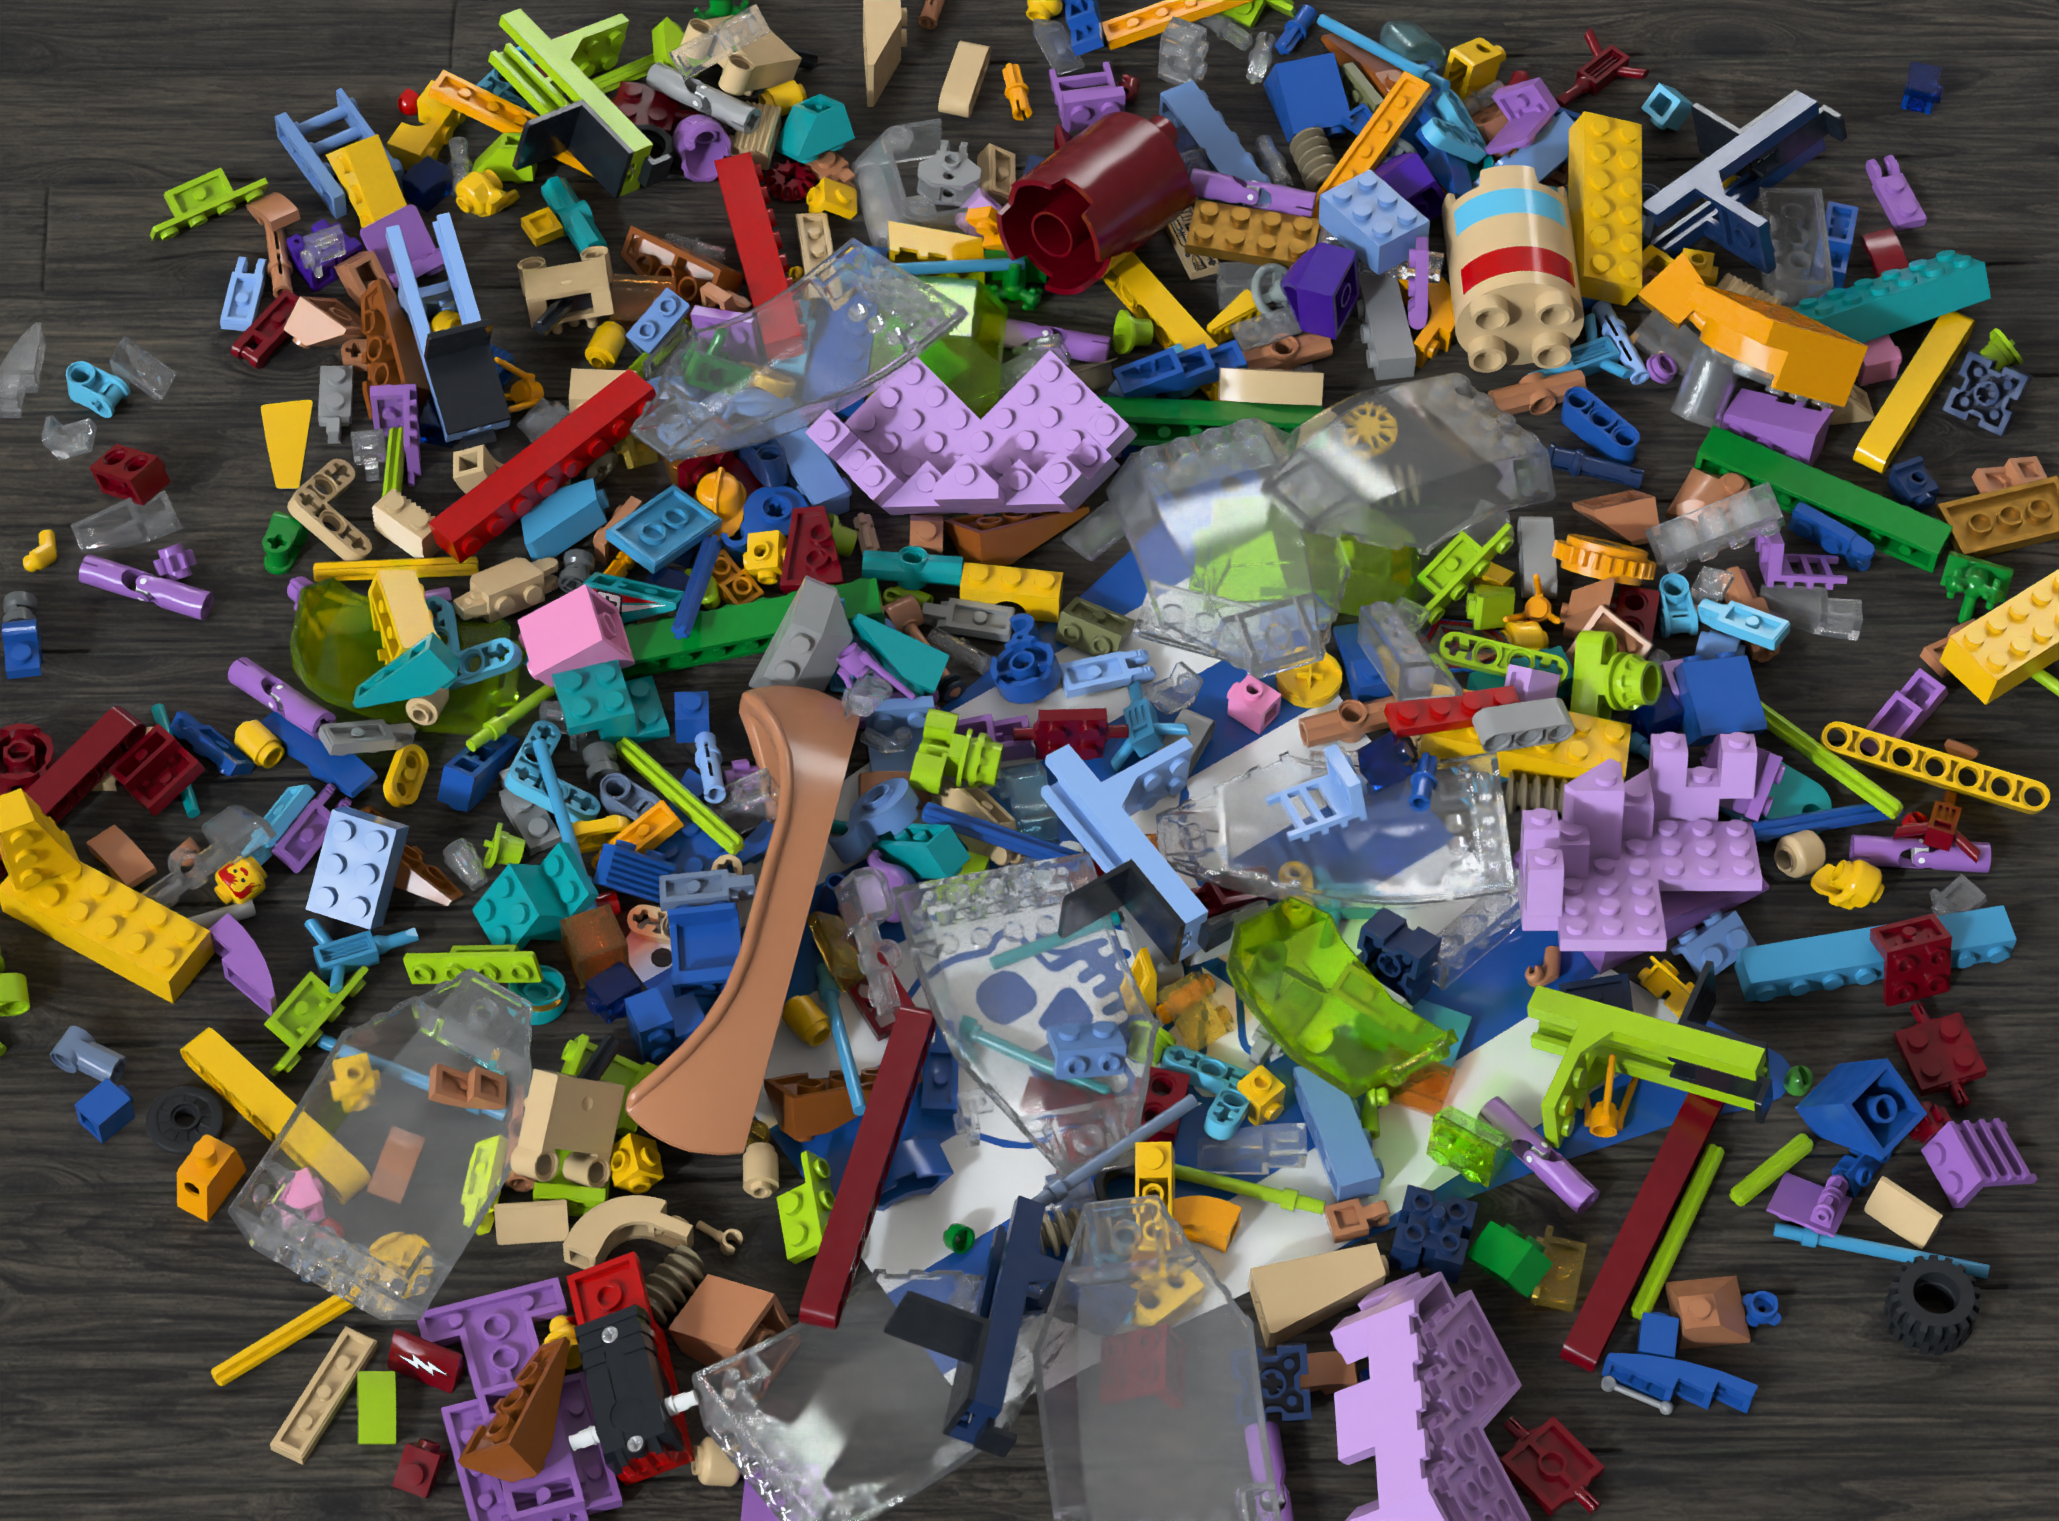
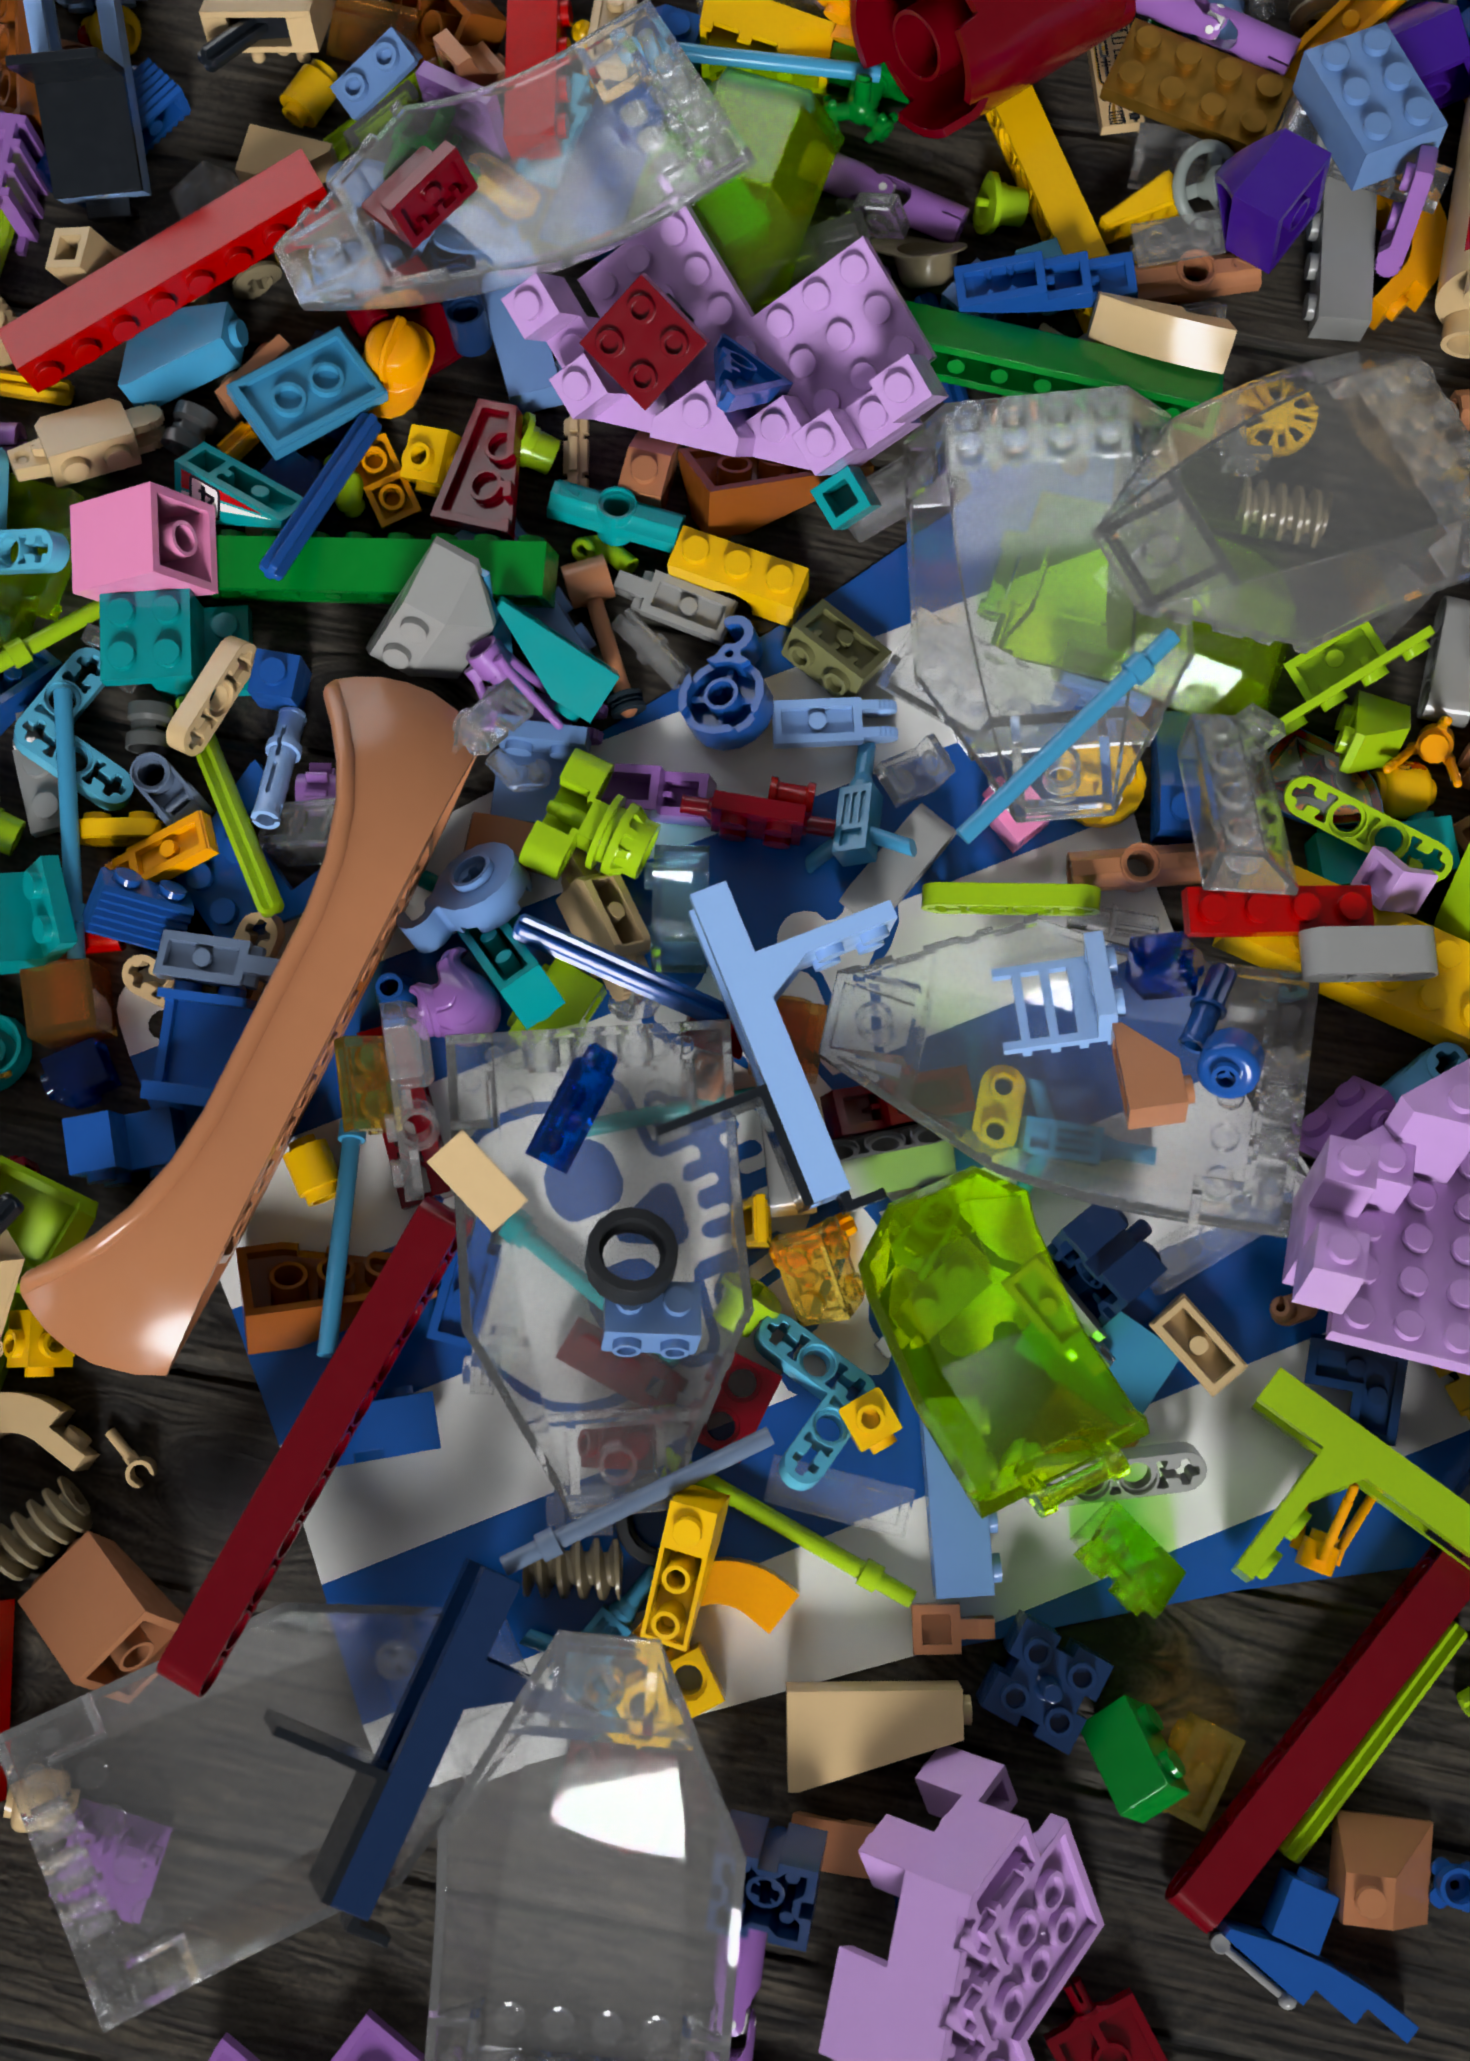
camera: 20 degrees right, 25 degrees up
(525, 392) = (187, 145): light orange plant -> none
(649, 728) = (197, 715): none -> tan beam
(729, 378) = (421, 193): none -> dark red bracket
(760, 1170) = (200, 1379): tan brick -> none
(761, 1130) = (205, 1332): clear yellow hinge -> none
(764, 511) = (440, 392): blue piece -> none
(806, 1209) = (246, 1448): lime bracket -> none
(915, 439) = (645, 341): none -> dark red plate
(942, 972) = (477, 1180): none -> tan slope
(964, 1233) = (427, 1537): green hinge -> none
(991, 454) = (743, 378): none -> blue wing
(997, 917) = (574, 1108): none -> clear blue hinge
(1063, 1018) = (636, 1222): none -> black tyre
(1077, 523) = (846, 498): none -> teal brick
(1233, 761) = (1011, 898): none -> lime beam
(1311, 567) = (1135, 670): none -> dark azure bar
(1394, 824) = (1149, 1080): none -> nougat slope
(1442, 1090) = (1151, 1484): none -> light grey beam
(1447, 787) = (1230, 1063): none -> blue head
(1481, 1006) = (1198, 1344): none -> tan slope
(1496, 576) = (1392, 684): yellow slope -> none
(1534, 794) = (1363, 1037): dark tan piece -> none
(1541, 1158) = (1212, 1581): medium lavender piece -> none

